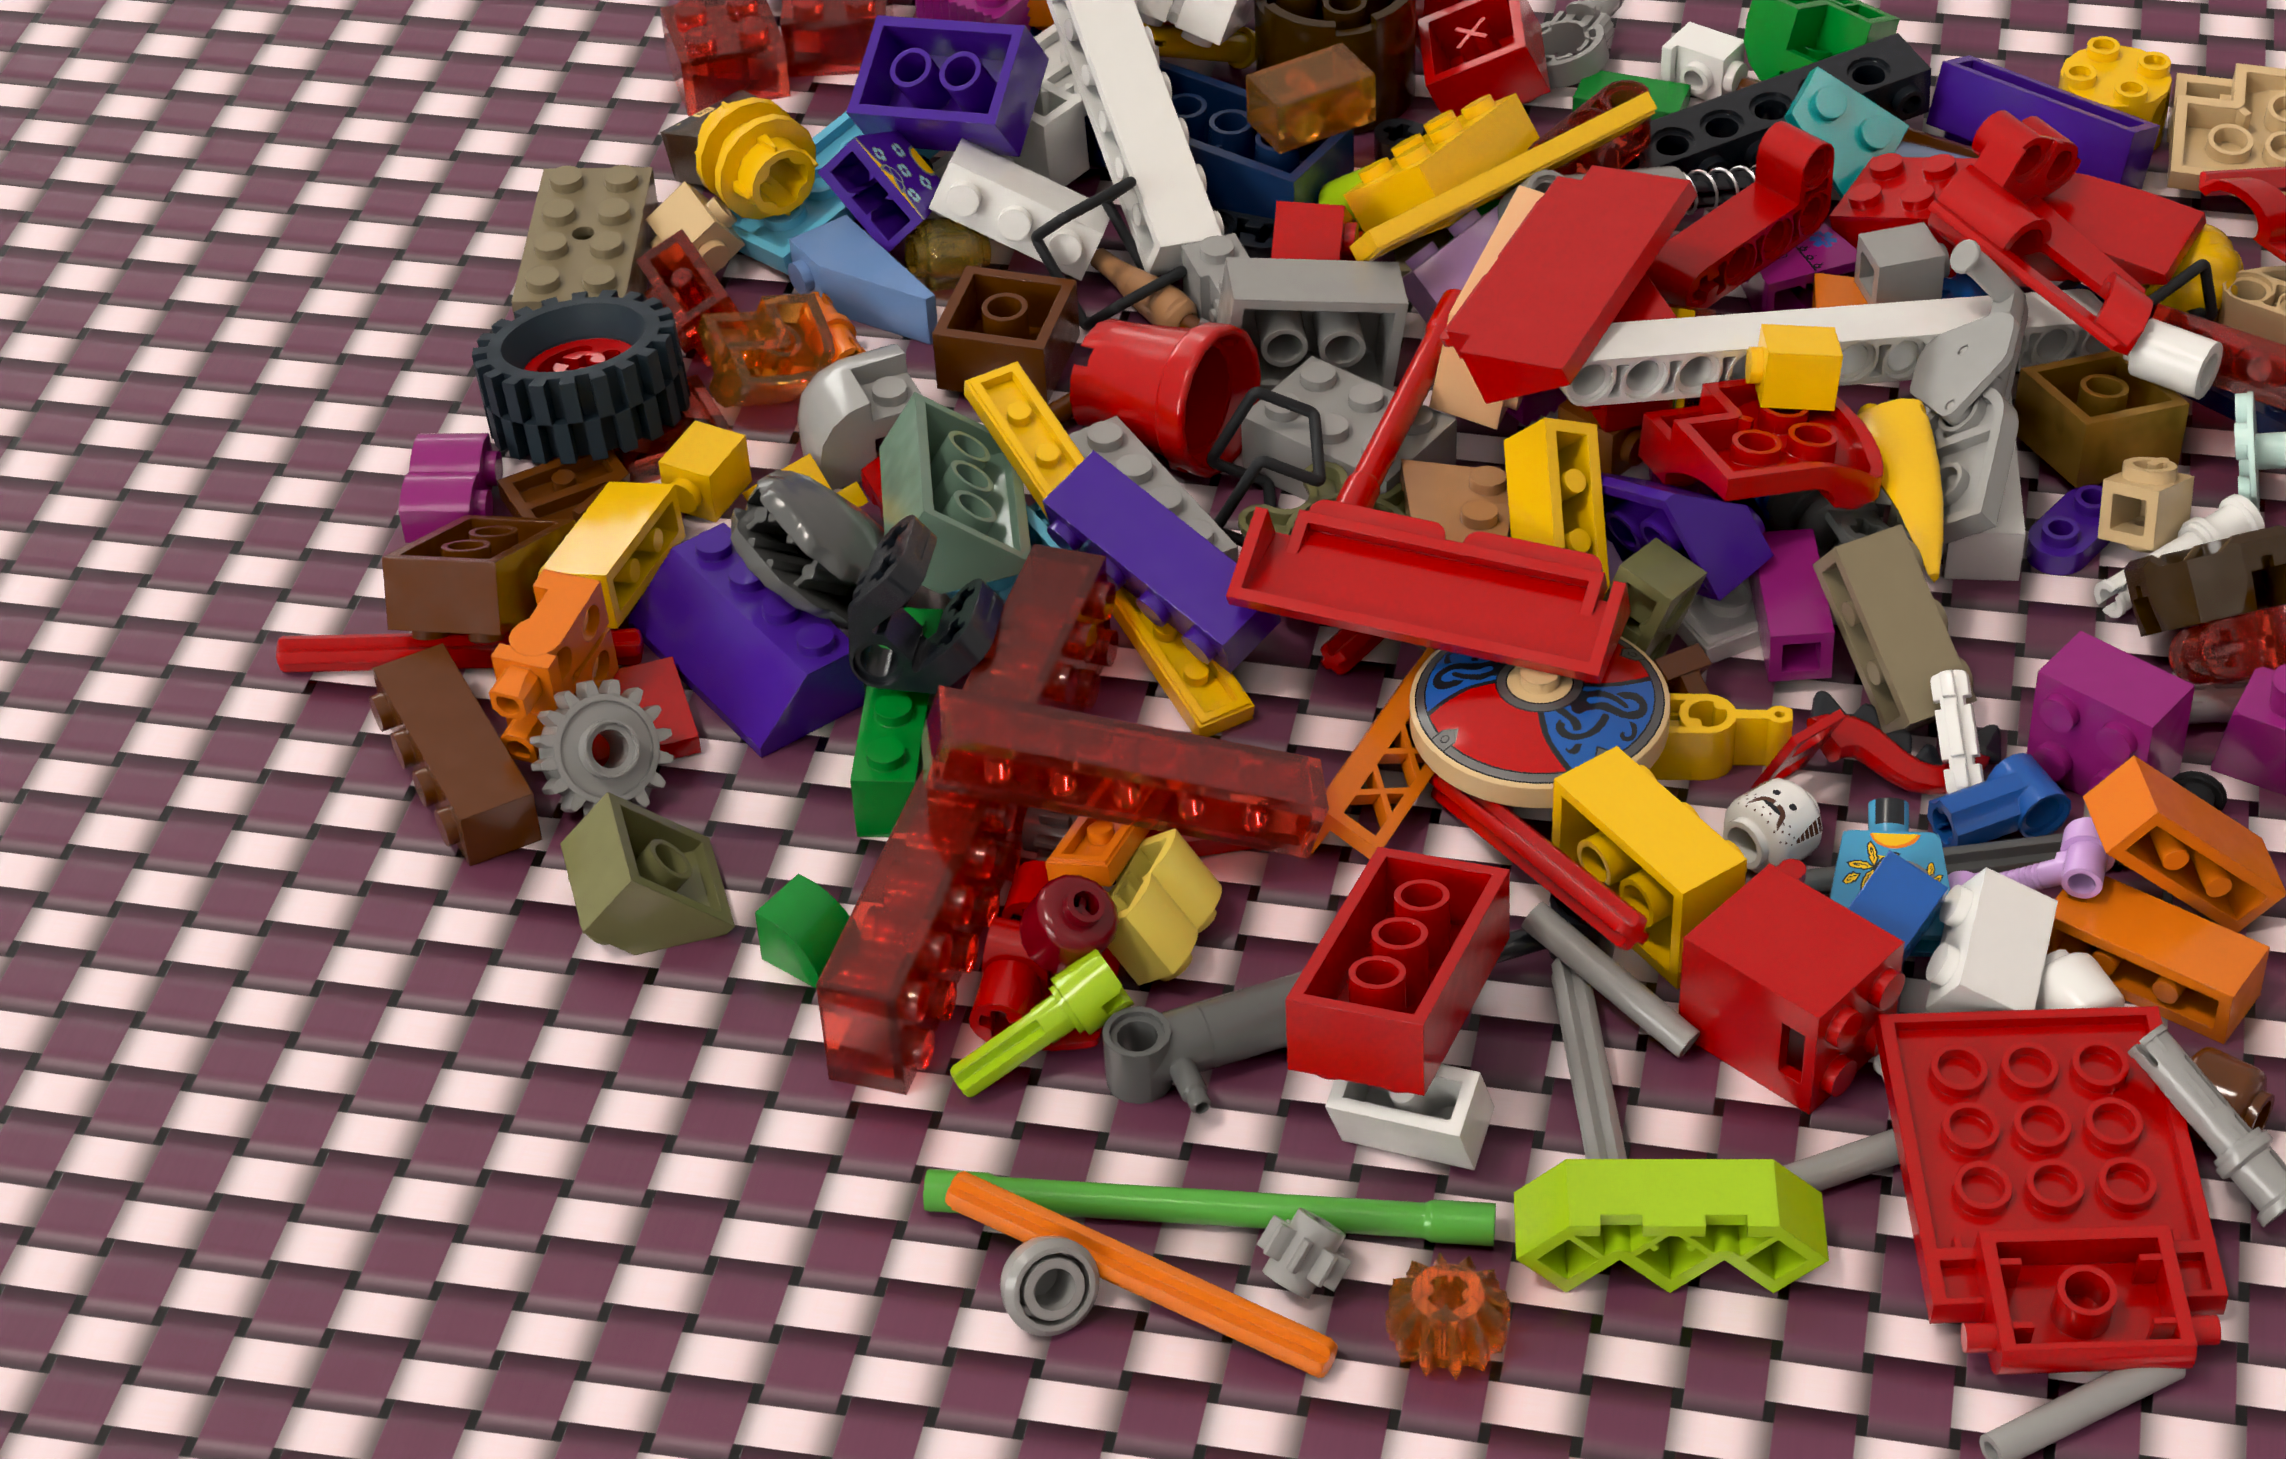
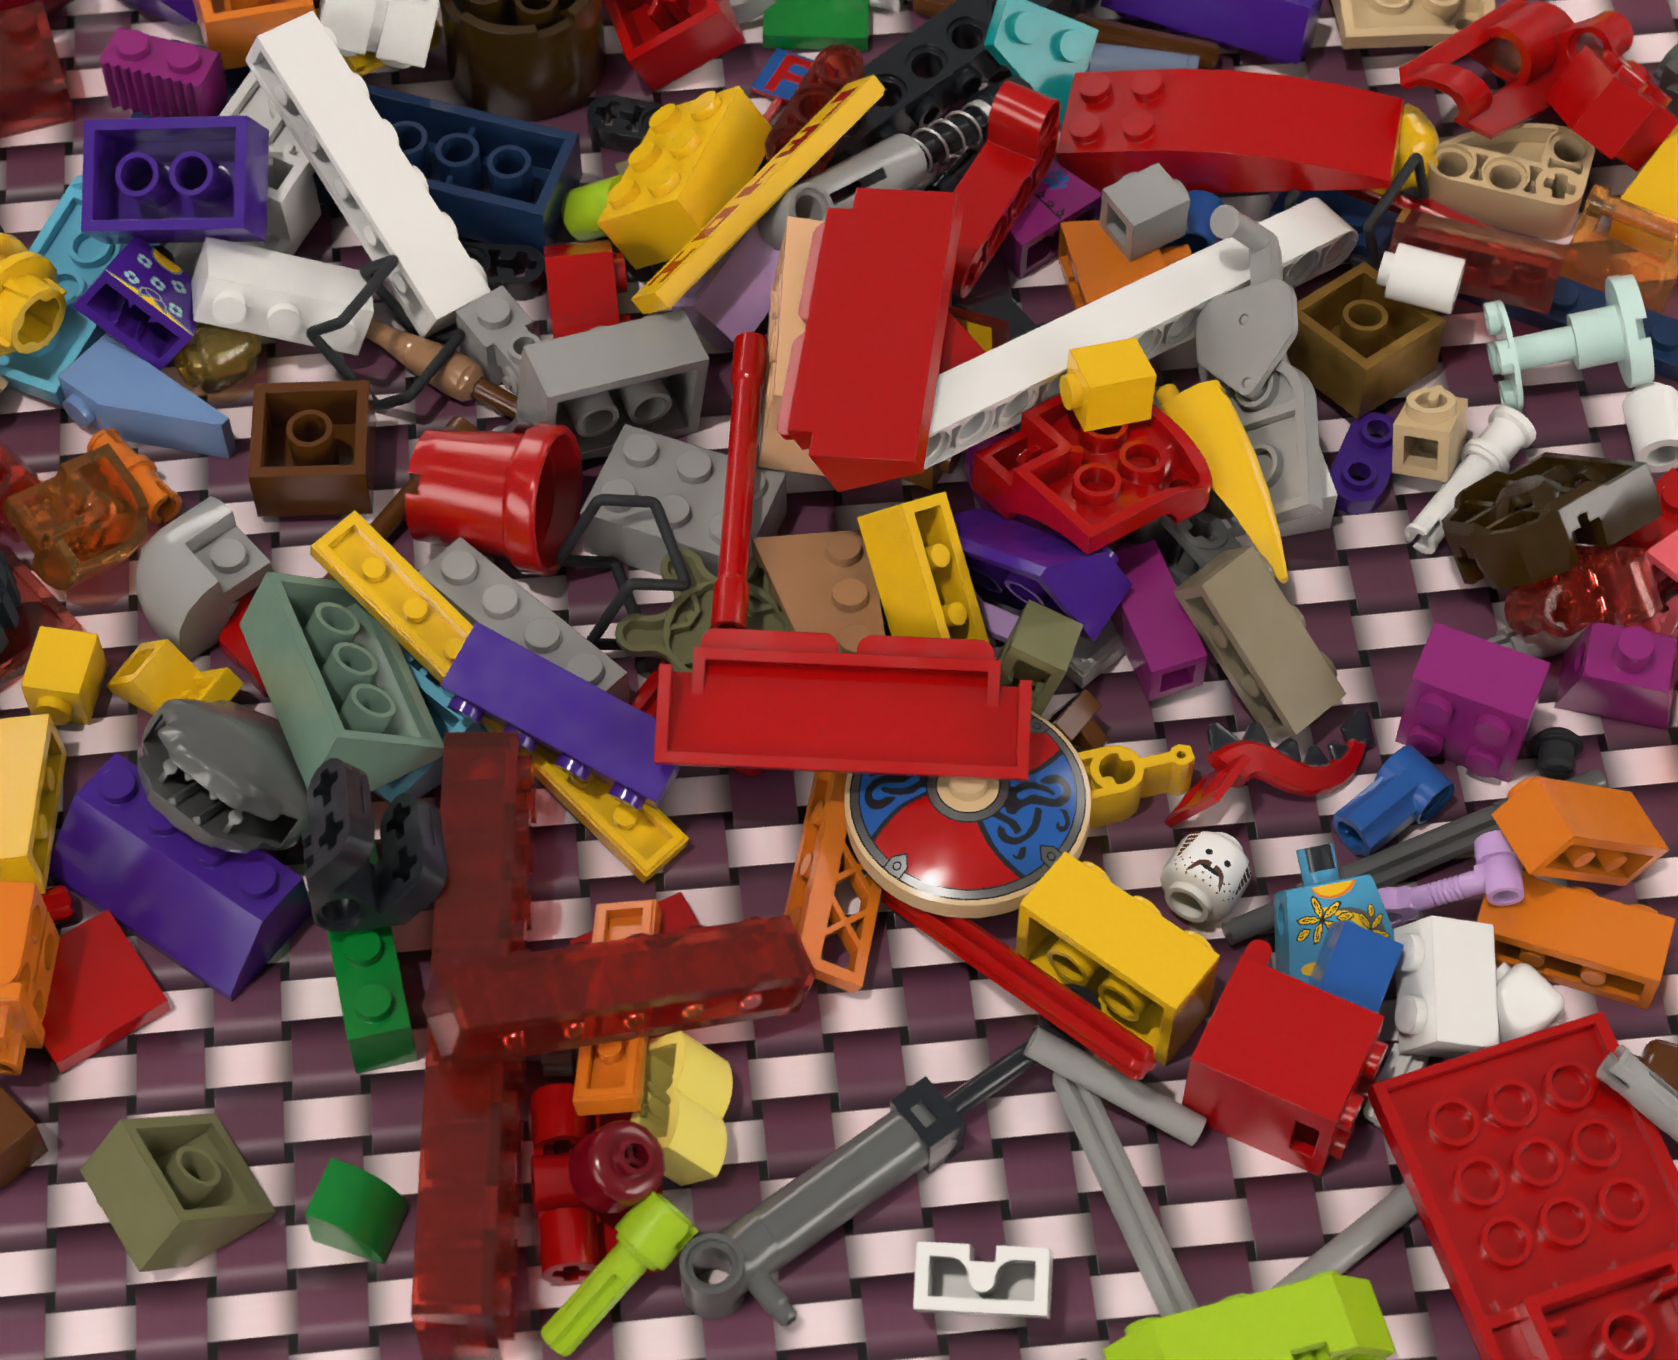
camera: 20 degrees left, 15 degrees up
(568, 741) = (114, 1058): light grey gear -> none
(1311, 98) = (533, 116): clear orange brick -> none
(1398, 971) = (950, 1164): red brick -> none
(1956, 729) = (1340, 736): white axle -> none
(2004, 212) = (1232, 150): red panel -> none

